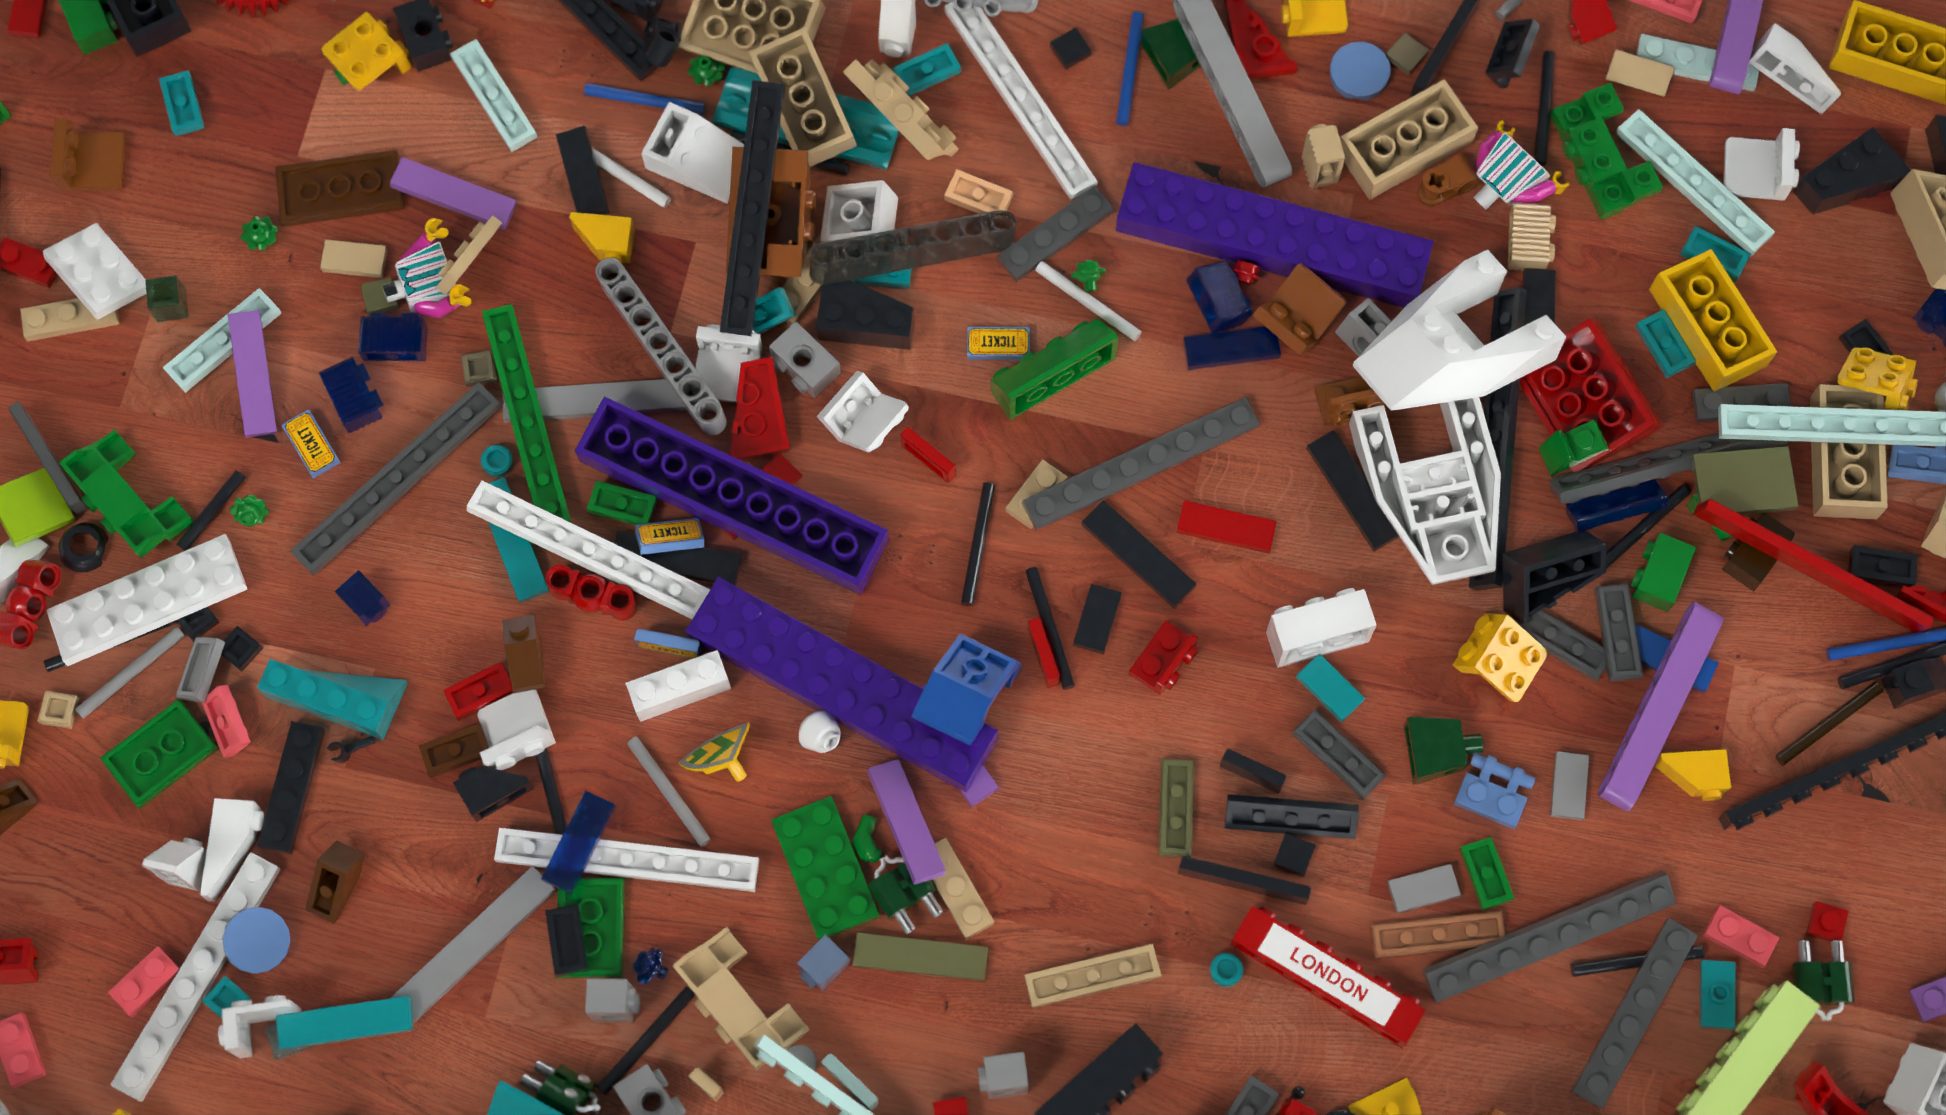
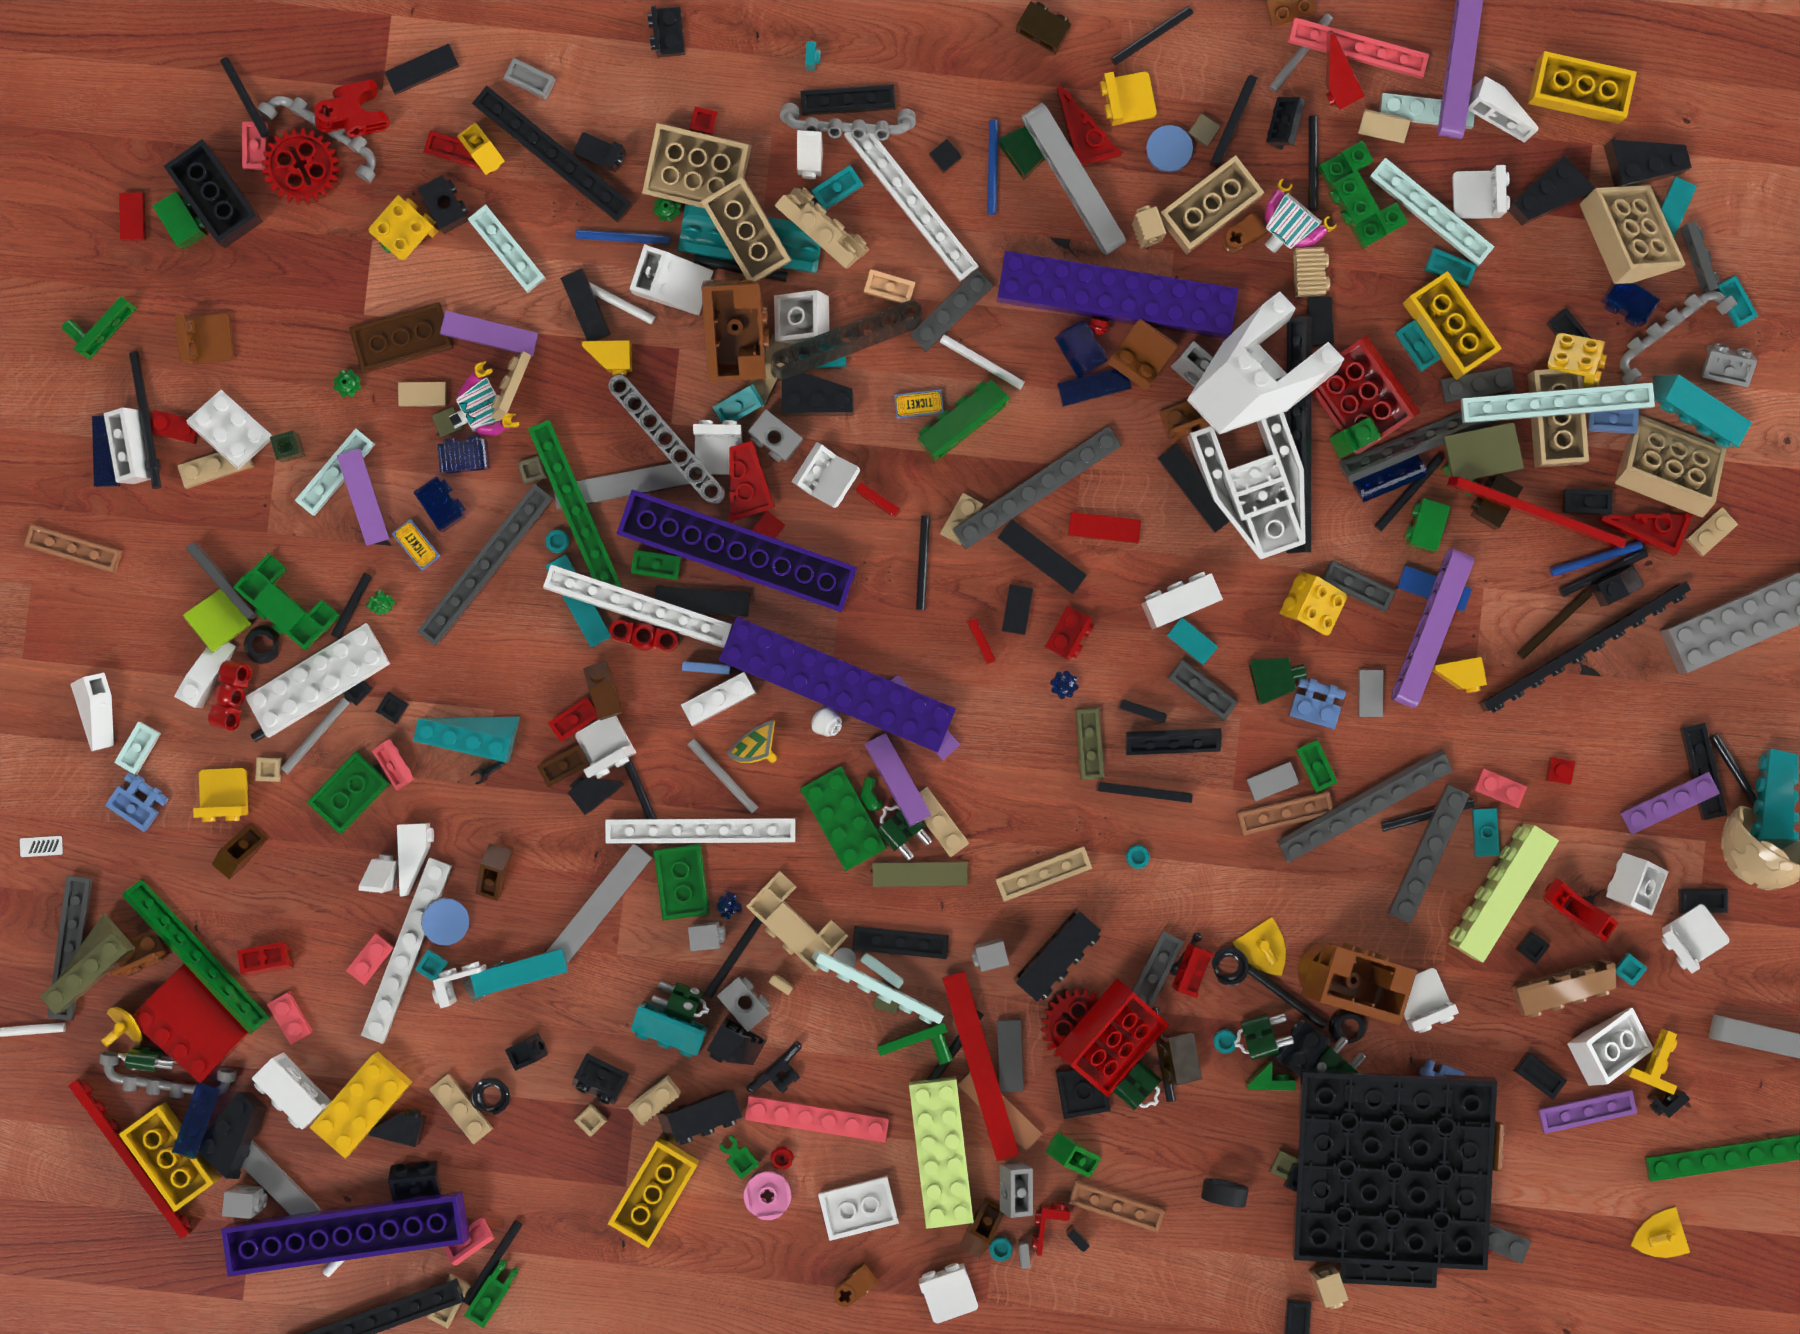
camera: 10 degrees left, 15 degrees up
(181, 103) = (267, 283): teal plate -> none
(200, 669) = (367, 728): light grey tile -> none
(291, 787) = (449, 806): black plate -> none
(363, 598) = (477, 661): clear blue brick -> none
(566, 940) = (667, 894): black tile -> none
(578, 842) = (665, 825): clear blue plate -> none
(661, 39) = (629, 189): black piece -> none
(669, 536) = (695, 586): tile -> none
(752, 208) = (723, 332): black plate -> none
(822, 964) = (851, 889): sand blue brick -> none
(881, 1048) = (900, 942): none -> black tile
(965, 688) = (930, 680): blue slope -> none
(1050, 627) = (983, 620): black bar -> none
(1088, 273) = (980, 342): green plant -> none
(1149, 723) = (1064, 684): none -> clear blue plant
(1294, 855) = (1178, 768): black tile -> none
(1327, 976) = (1210, 854): brick -> none
(1548, 570) = (1344, 536): black wedge -> none
(1618, 633) = (1398, 576): dark grey tile -> none
(1824, 982) = (1559, 815): dark green piece -> none

